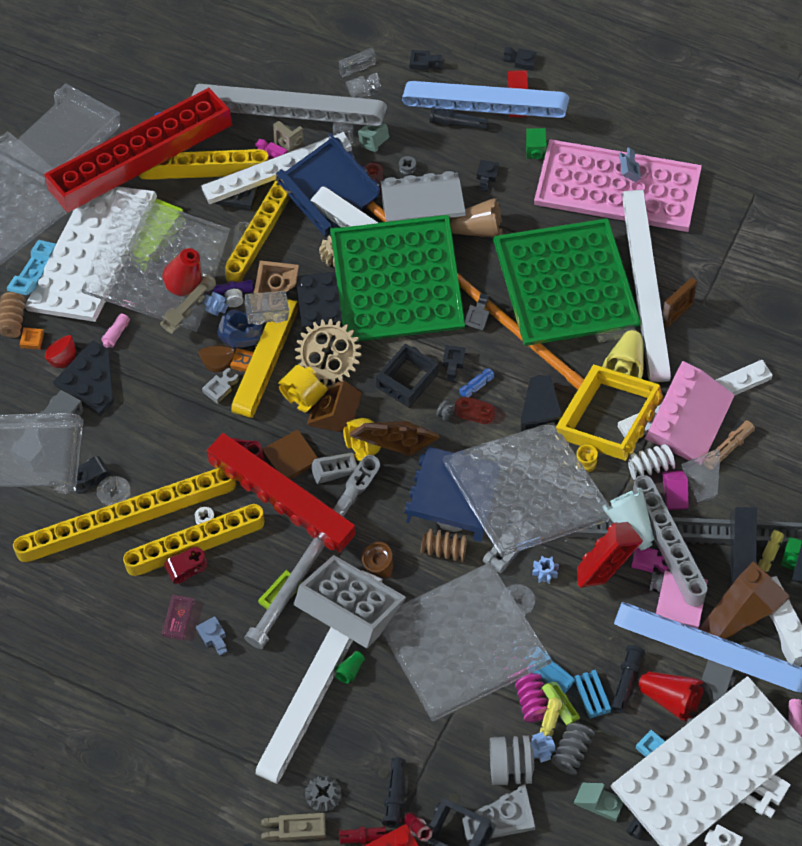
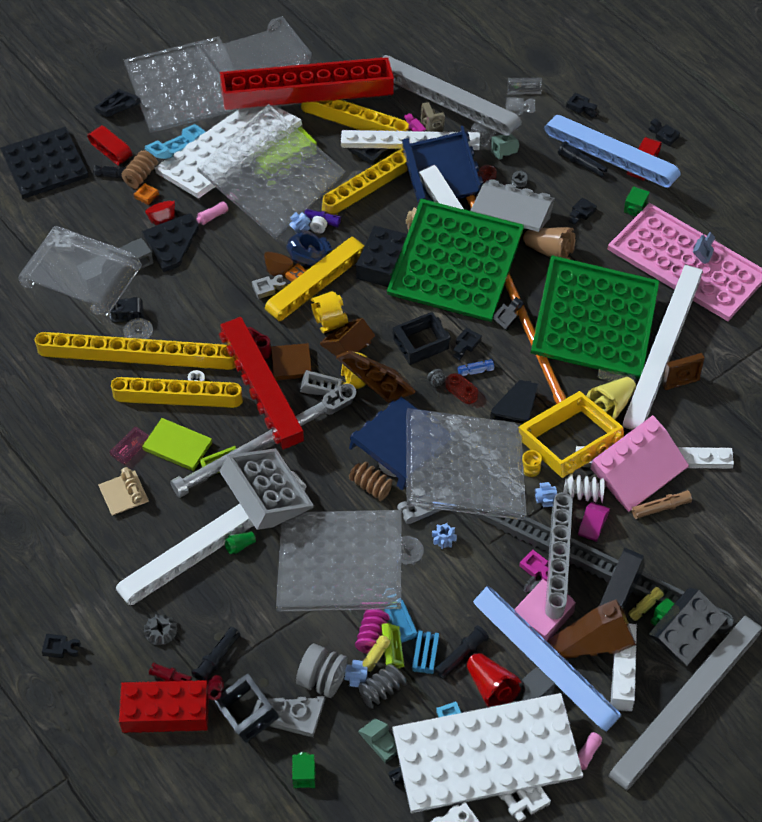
camera: 25 degrees right, 5 degrees down
(174, 317) = (258, 218): dark tan plate -> none
(183, 273) = (285, 187): red cone -> none
(184, 565) = (157, 407): dark red piece -> none
(201, 669) = (123, 492): none -> tan hinge
(212, 633) = (147, 469): sand blue plate -> none
(225, 594) = (177, 444): none -> lime tile
(266, 307) = (335, 238): clear brick -> none
(275, 277) = (355, 221): medium nougat slope -> none
(295, 827) = (122, 644): dark tan hinge -> none
(346, 358) = (378, 304): tan gear -> none
(378, 559) = (311, 469): reddish brown piece -> none
(608, 555) = (499, 544): red slope -> none
(618, 483) = (545, 494): none -> light blue gear
(632, 509) = (536, 523): light aqua cone -> none
(704, 475) = (623, 518): clear wing -> none

